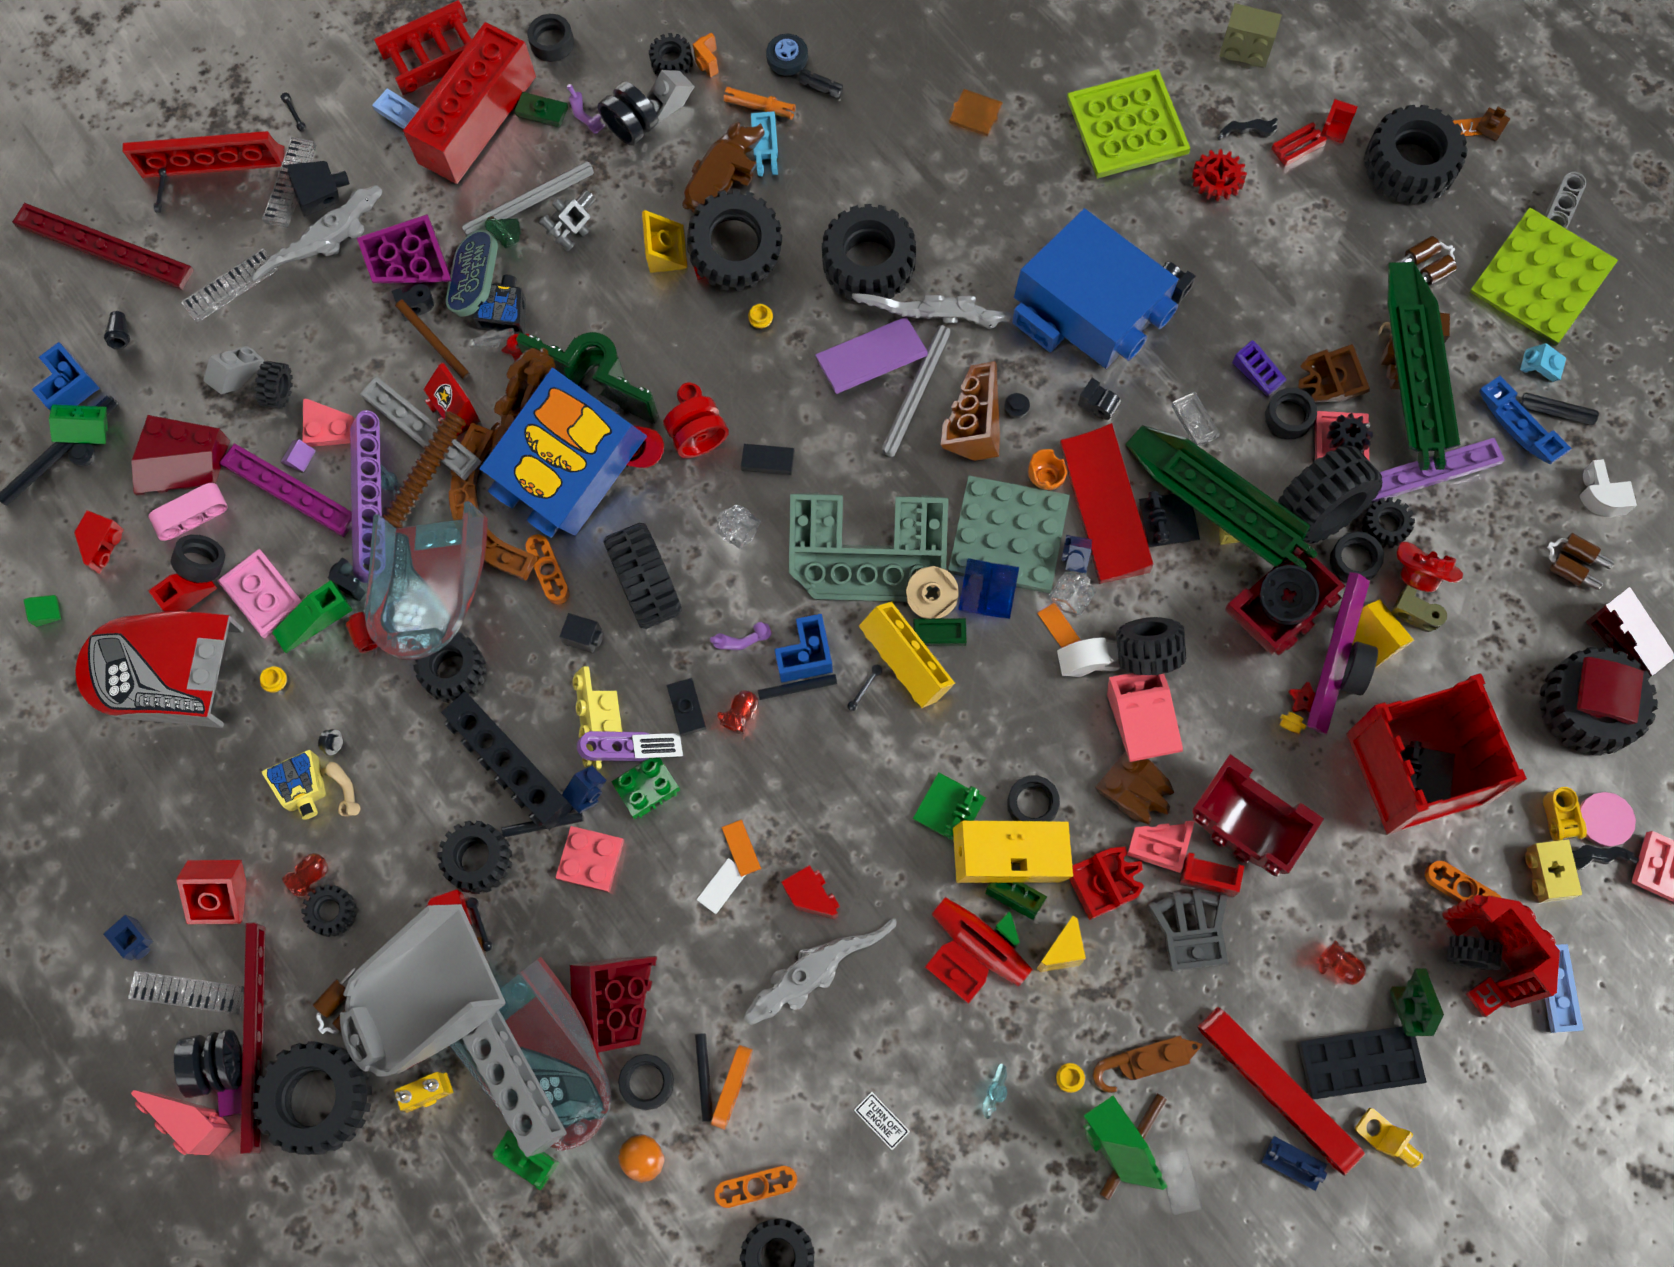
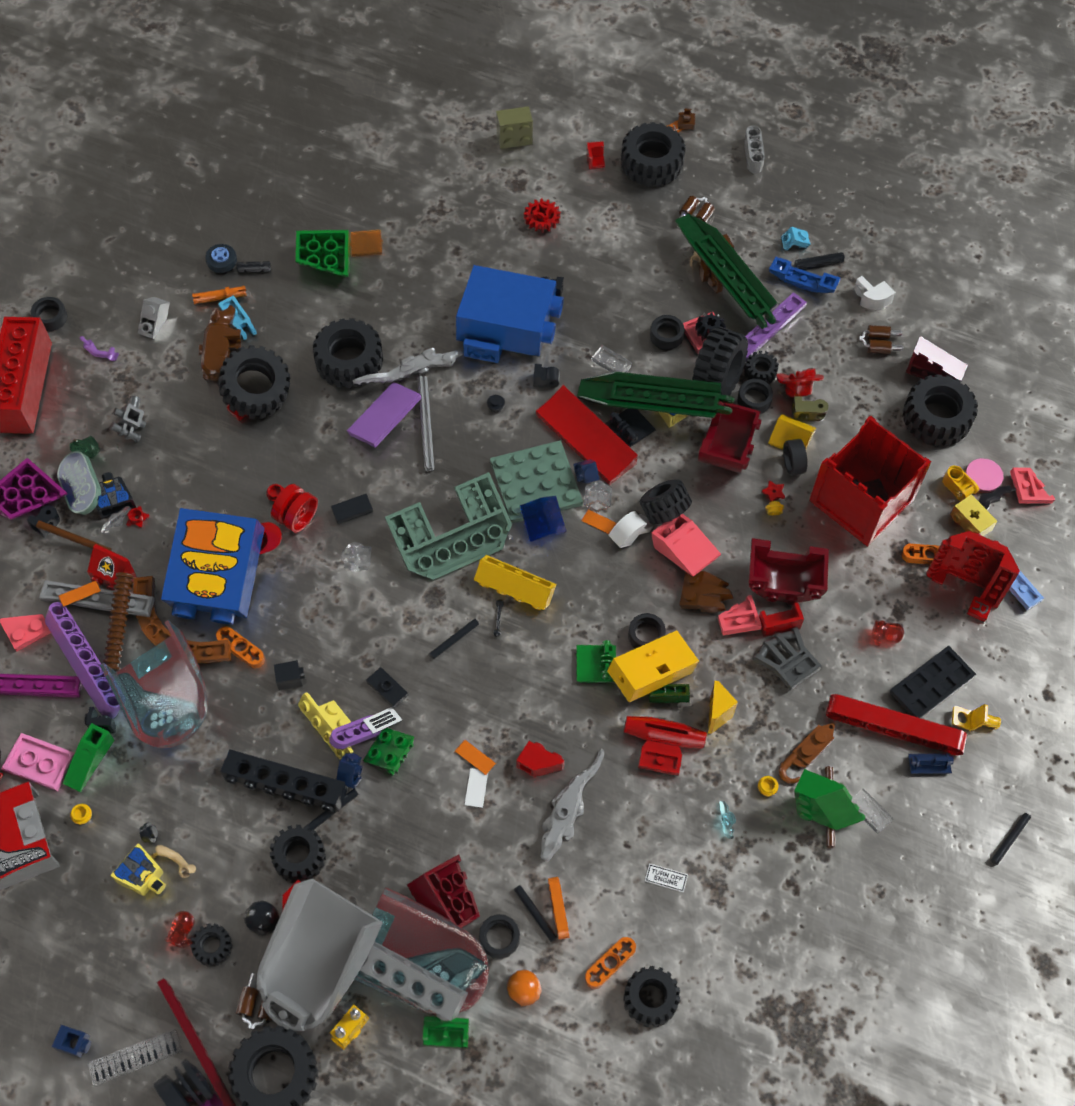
camera: 35 degrees left, 10 degrees down
(212, 891) = (117, 977): red slope -> none
(298, 455) = (14, 658): medium lavender slope -> none
(359, 634) = (131, 749): red brick -> none
(389, 480) = (95, 644): clear light blue piece -> none
(398, 908) = (261, 918): none -> black hair
(402, 412) = (79, 593): none -> orange sticker
(464, 680) = (217, 753): black tyre -> none
(525, 377) = (163, 526): reddish brown animal -> none
(531, 197) = (92, 419): light grey axle -> none
(541, 109) = (67, 361): dark green plate -> none
(579, 360) = (167, 511): dark green piece -> none
(589, 859) = (377, 816): coral plate -> none
(628, 113) = (134, 336): black wheel -> none
(643, 575) = (314, 612): black tyre -> none
(663, 243) = (203, 407): yellow slope -> none
(671, 45) = (138, 284): black tyre -> none
(703, 54) = (165, 281): orange bracket -> none
(741, 710) = (426, 670): clear red animal -> none
(760, 316) = (295, 423): yellow plate -> none
(761, 633) = (410, 616): medium lavender piece -> none
(810, 656) = (452, 612): blue brick -> none
(914, 102) = (324, 250): none -> green wedge
(932, 577) = (498, 539): tan plate -> none
(941, 631) = (529, 559): dark green tile -> none
(974, 422) = (473, 423): dark orange wedge -> none
(1007, 930) = (678, 715): green slope -> none
(1046, 470) = (538, 432): orange hair -> none
(1106, 881) = (720, 656): red plate -> none
(1128, 123) = (467, 209): lime plate -> none
(1252, 374) = (633, 310): dark purple slope -> none
(1264, 128) = (548, 178): black hair -> none
(1293, 580) = (731, 421): black wheel -> none
(1314, 134) = (575, 173): red tile -> none
(1334, 375) = (680, 298): reddish brown plate -> none
(1338, 653) = (778, 454): magenta tile -> none
(1418, 1005) = (945, 630): dark green bracket -> none
(1475, 952) = (958, 584): black tyre -> none
(1543, 276) = (766, 191): lime plate -> none
(1610, 690) = (944, 396): dark red slope -> none

